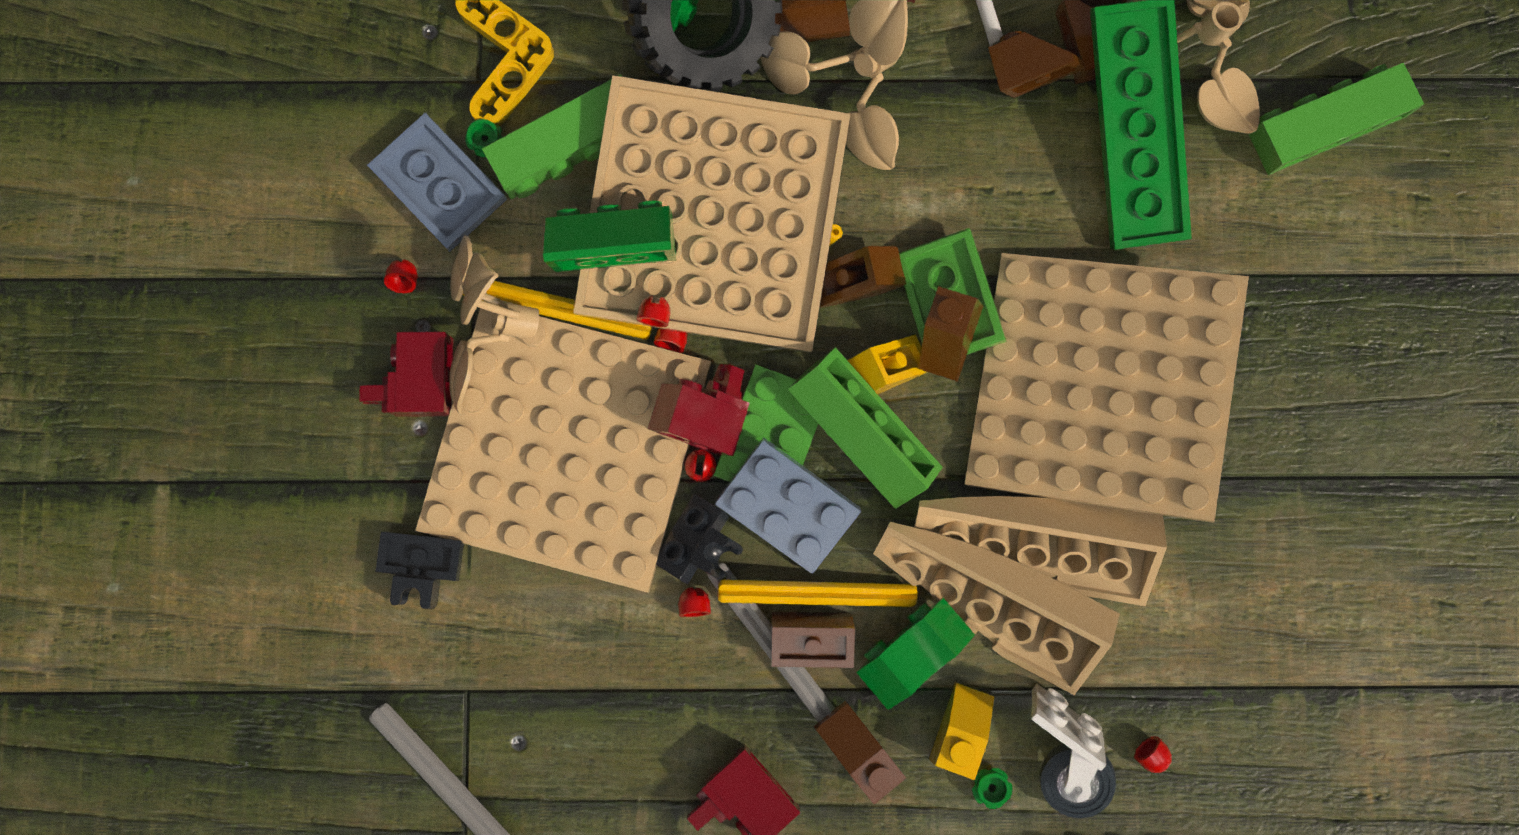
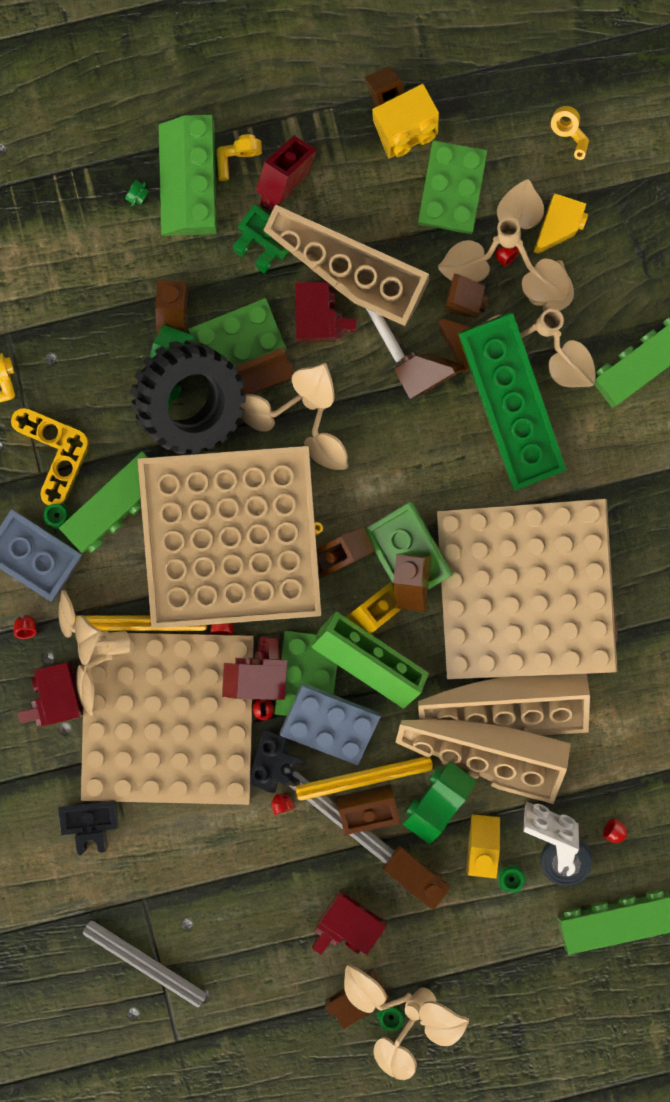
camera: 10 degrees left, 5 degrees up
(609, 237) = (164, 575): green slope -> none
(654, 313) = (207, 618): red hinge -> none

